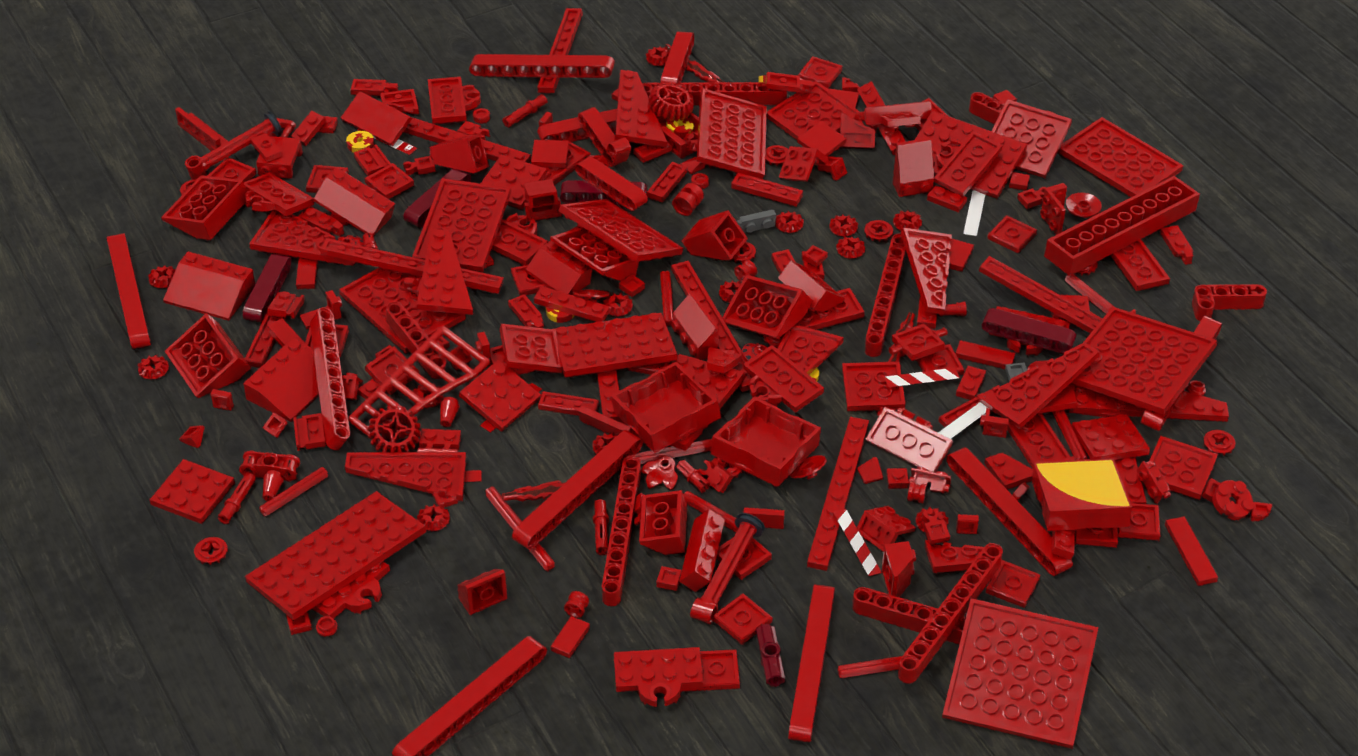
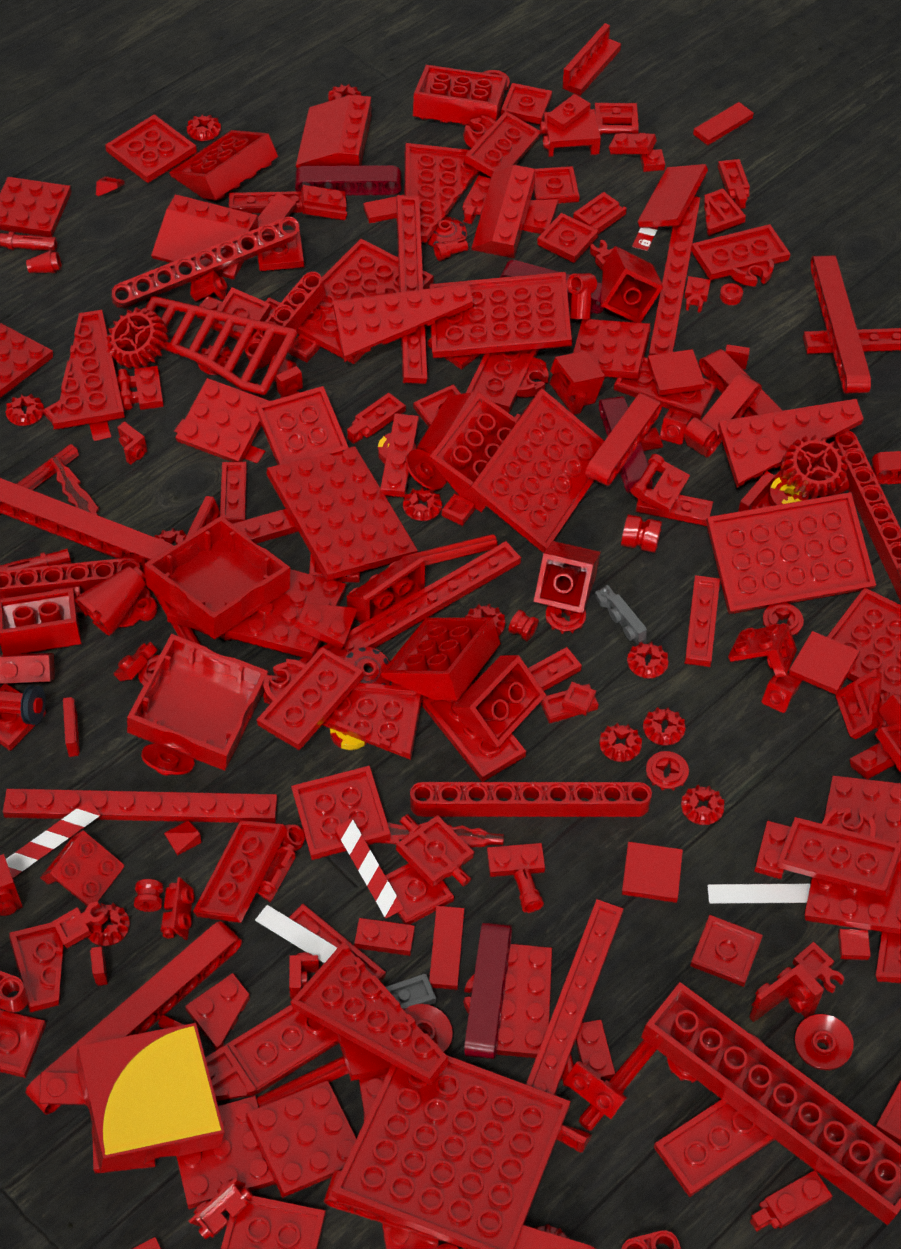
camera: 75 degrees right, 10 degrees up
(128, 291) = (310, 75): red beam -> none
(163, 401) = (151, 148): none -> red plate
(198, 165) = (528, 73): red piece -> none
(222, 399) = (161, 190): red tile -> none
(263, 462) = (71, 253): red piece -> none
(275, 425) = (140, 243): red slope -> none
(293, 491) = (42, 284): red axle -> none
(307, 81) = (723, 123): none -> red tile
(309, 431) = (129, 268): red plate -> none
(333, 304) = (322, 238): red bracket -> none
(359, 140) = (633, 196): yellow piece -> none
(448, 411) = (189, 382): red cone -> none
(464, 176) = (581, 287): none -> red piece
(498, 451) = (133, 443): none -> red bracket
(530, 107) = (749, 329): red pin -> none
(648, 152) = (722, 474): red plate -> none
(653, 178) = (666, 489): none -> red plate
(661, 471) = (112, 598): none -> red cone
(693, 476) = (133, 639): red axle -> none
(701, 180) = (695, 543): red tile -> none
(702, 505) = (76, 676): red axle -> none
(897, 478) = (178, 867): red plate -> none
(913, 167) = (794, 783): slope -> none
(930, 265) = (604, 836): red wing -> none
(1101, 299) = (594, 1090): none -> red hinge
(1143, 523) = (147, 1197): red plate -> none

